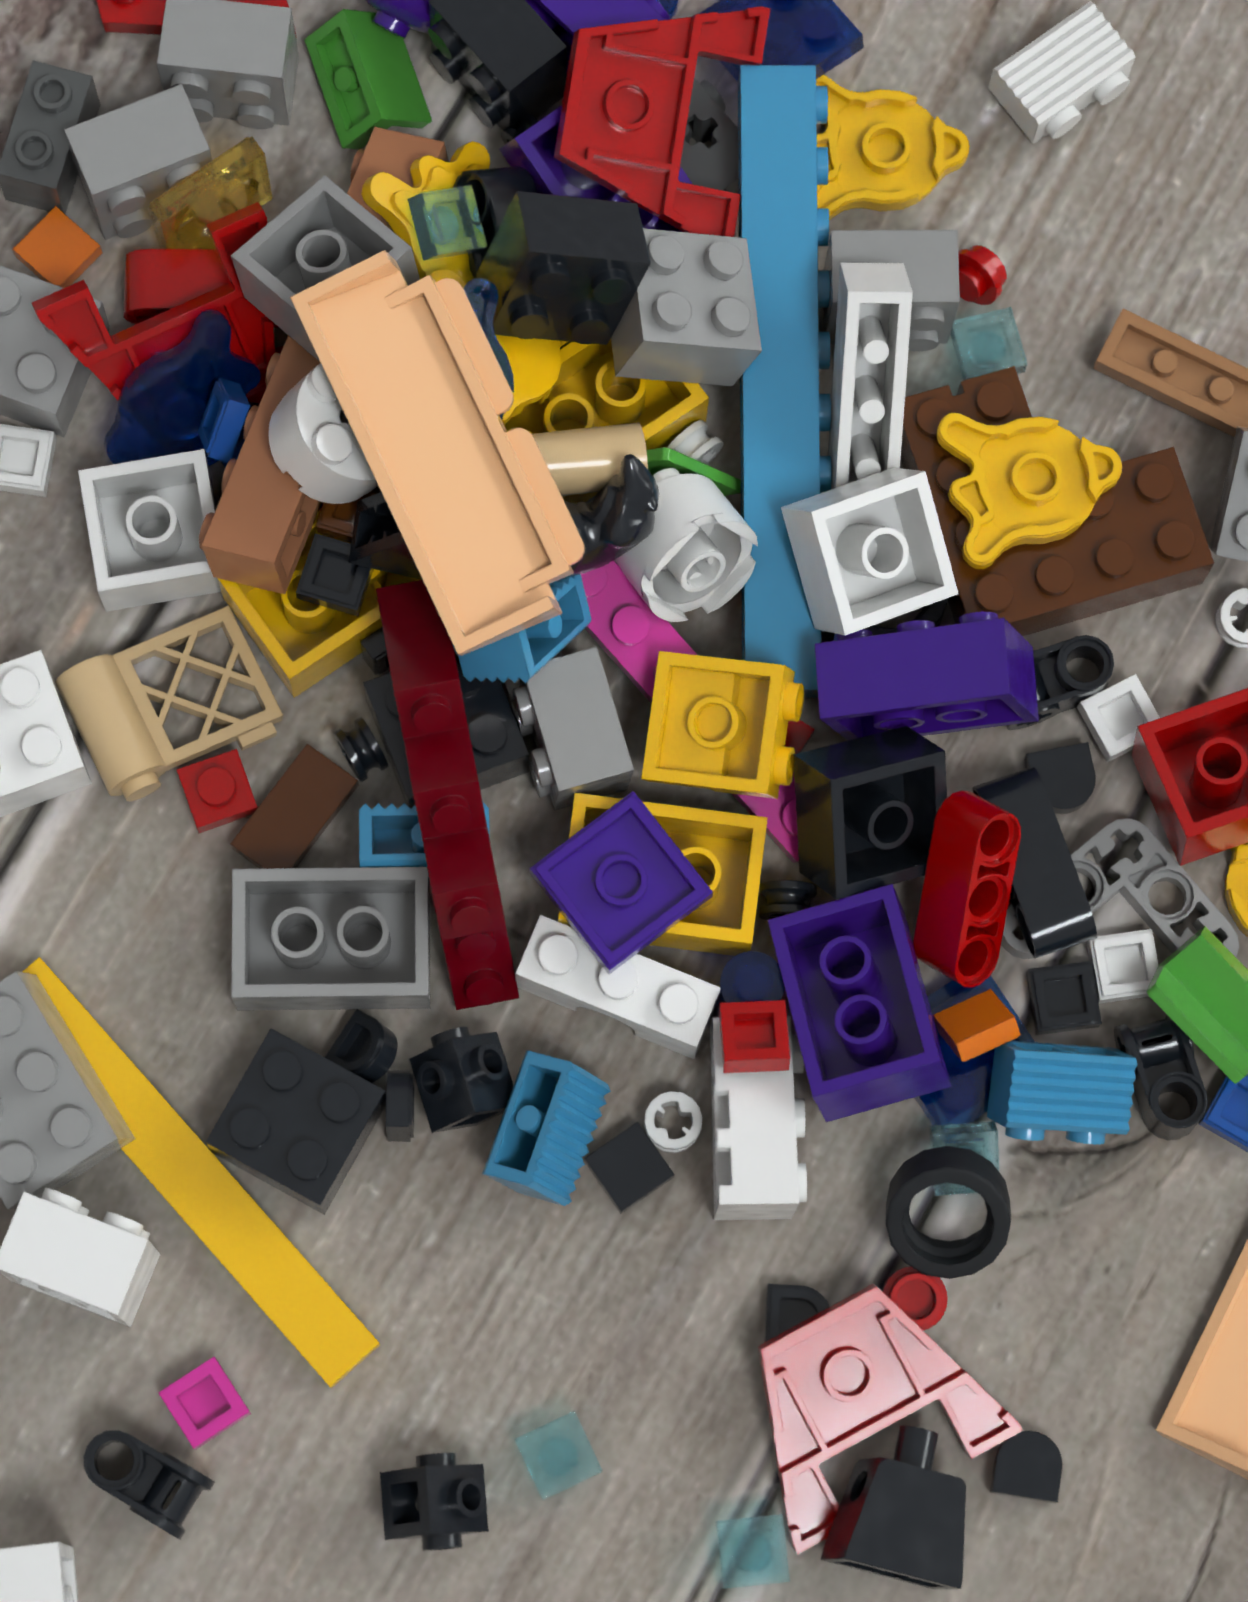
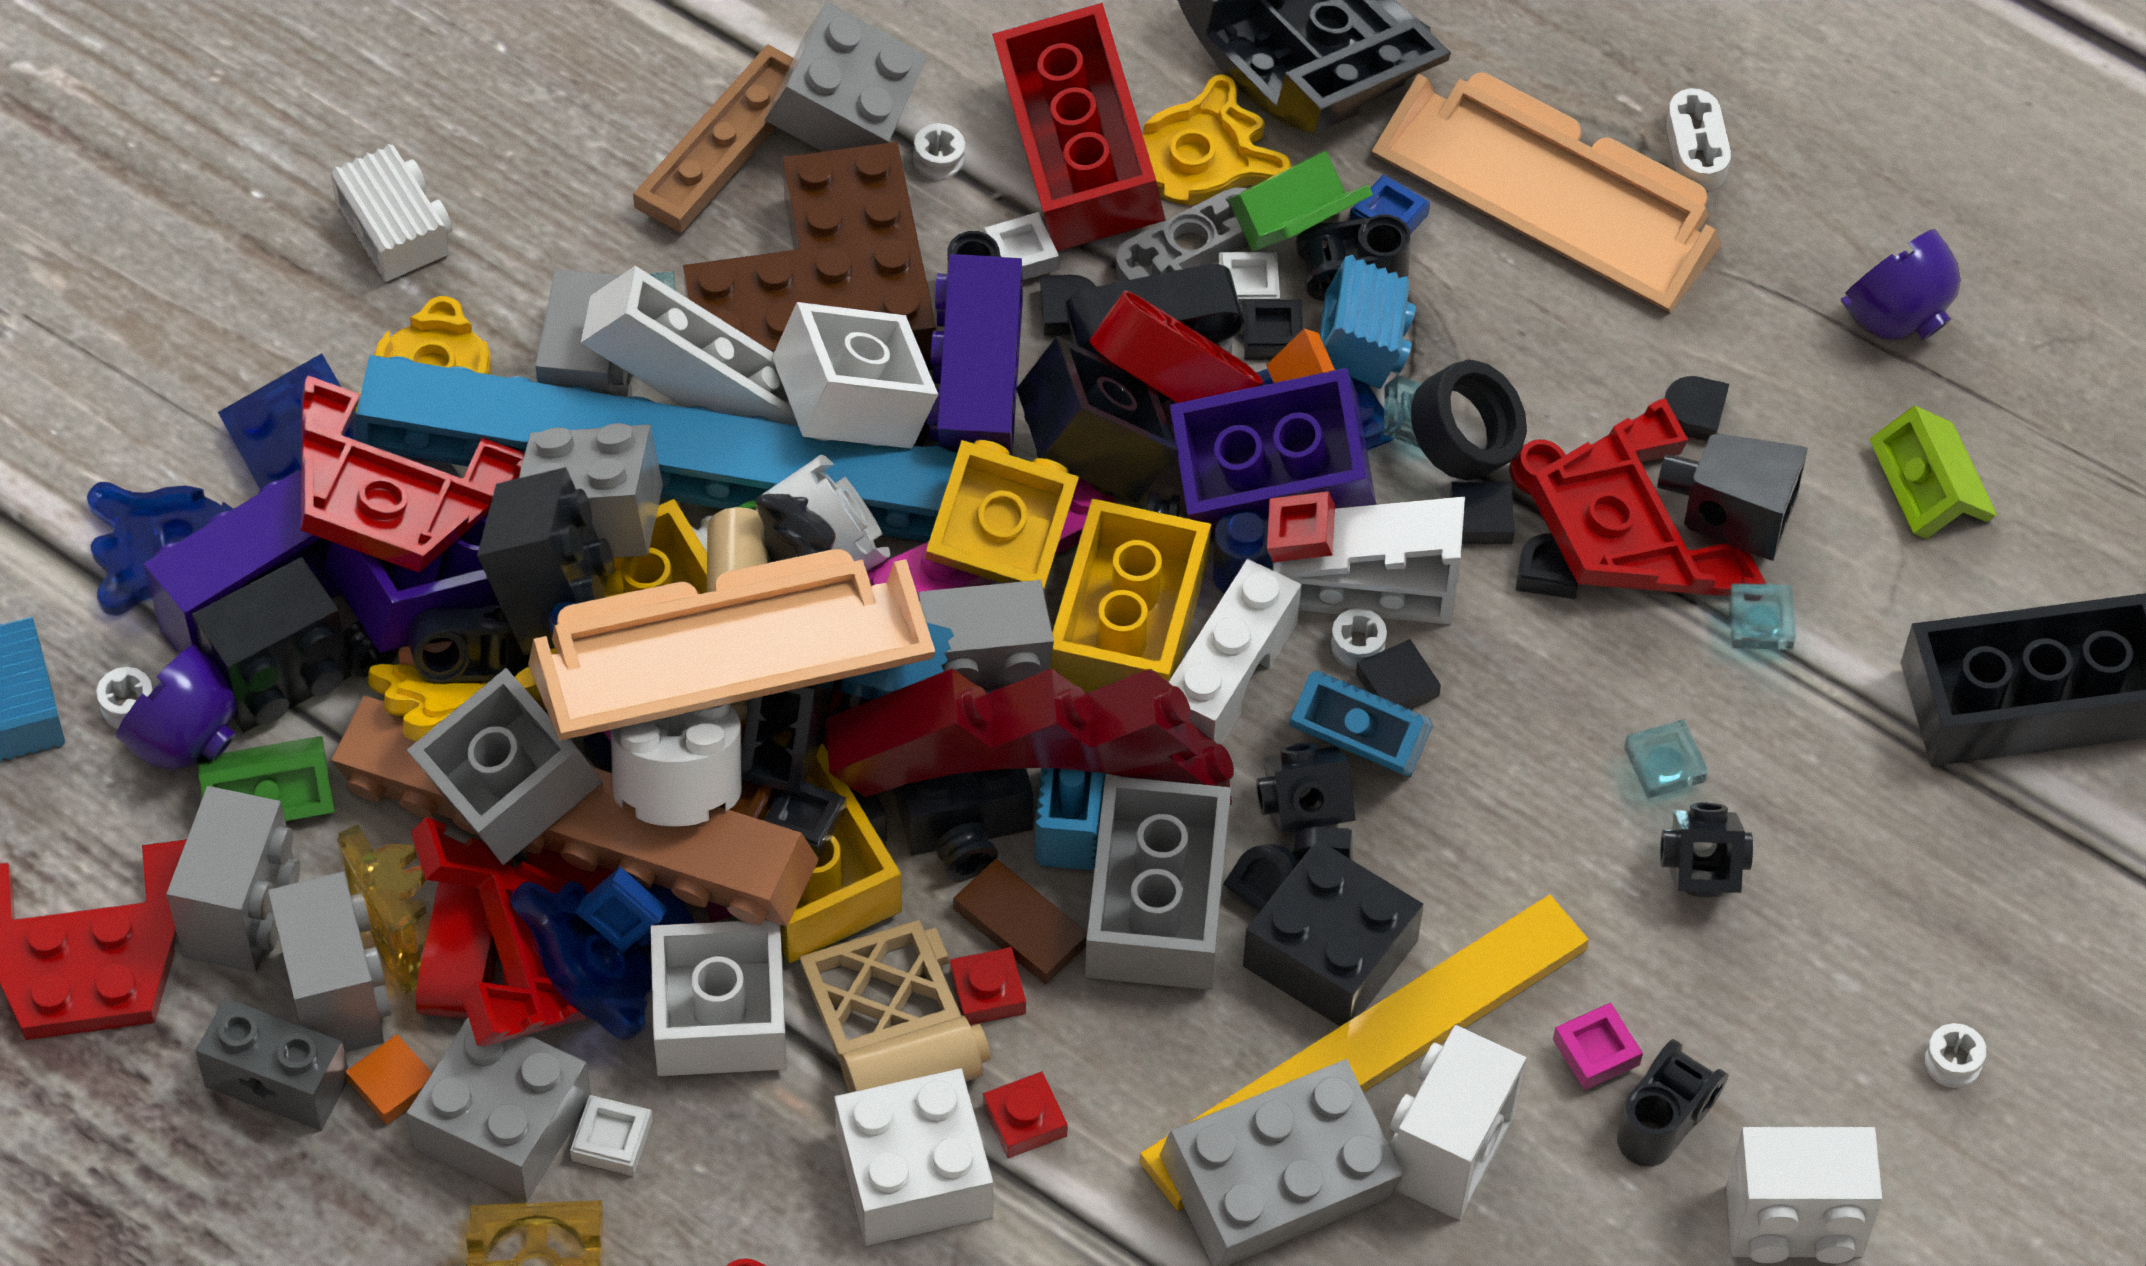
camera: 80 degrees left, 20 degrees down
(78, 843) = (1025, 1114): none -> red plate
(447, 222) = (461, 672): clear light blue plate -> none
(621, 882) = (1142, 613): dark purple tile -> none
(852, 1241) = (1486, 512): none -> black tile
(1024, 482) = (802, 257): yellow tile -> none

